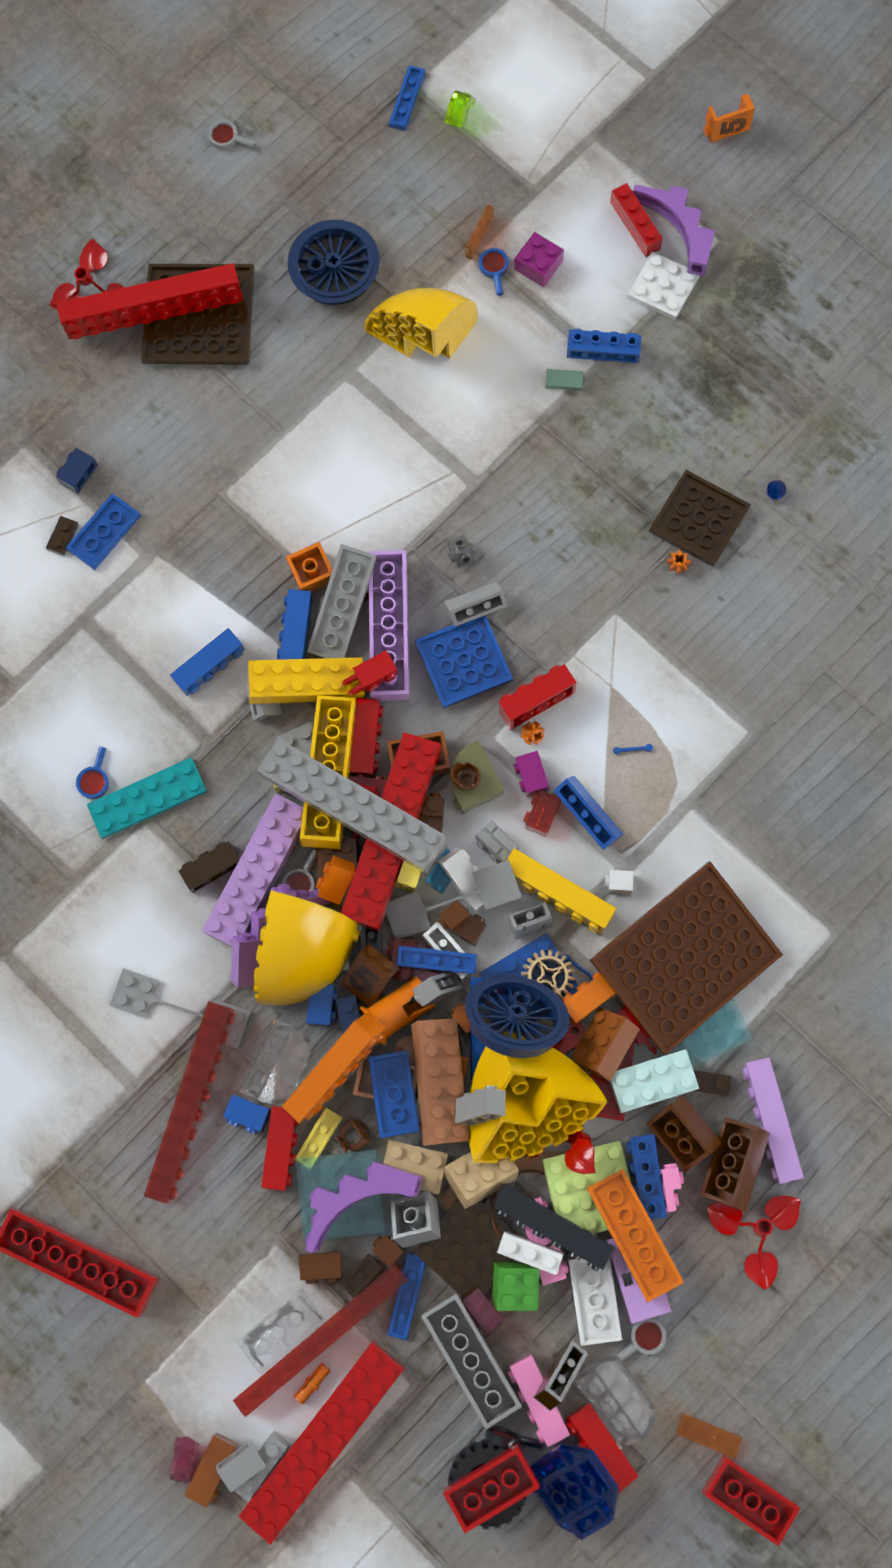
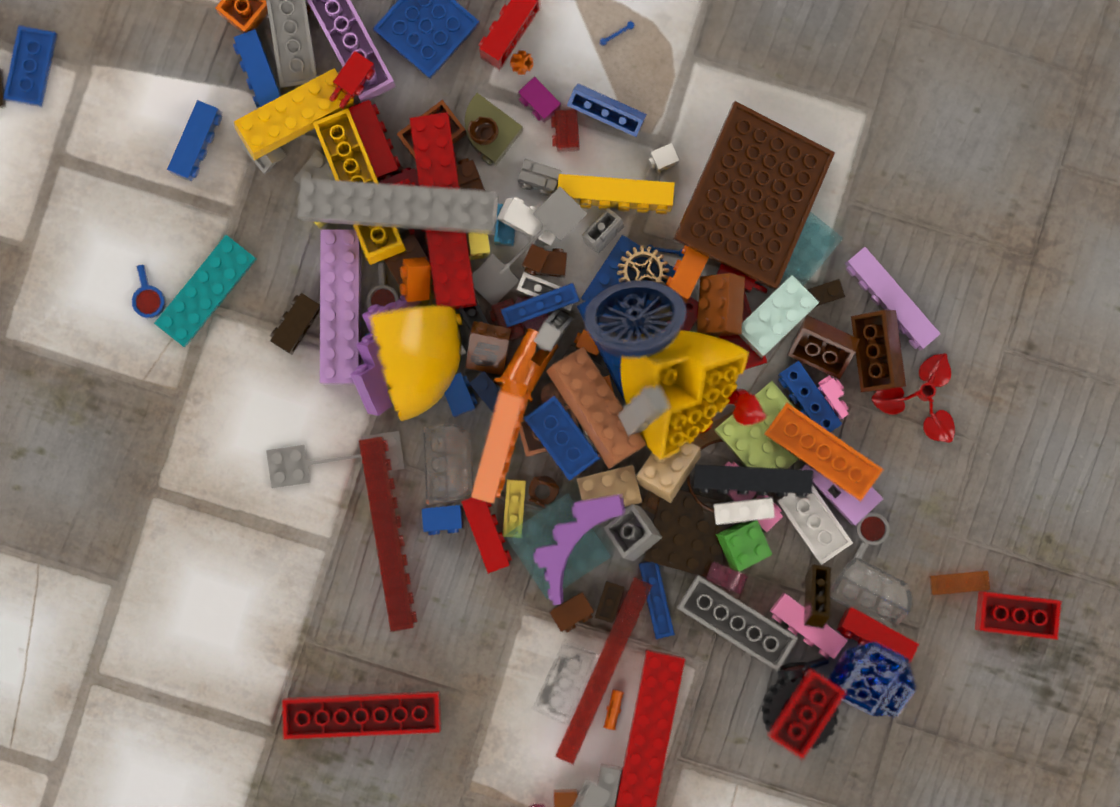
camera: 30 degrees left, 10 degrees up
(387, 1249) = (621, 569): reddish brown brick -> none

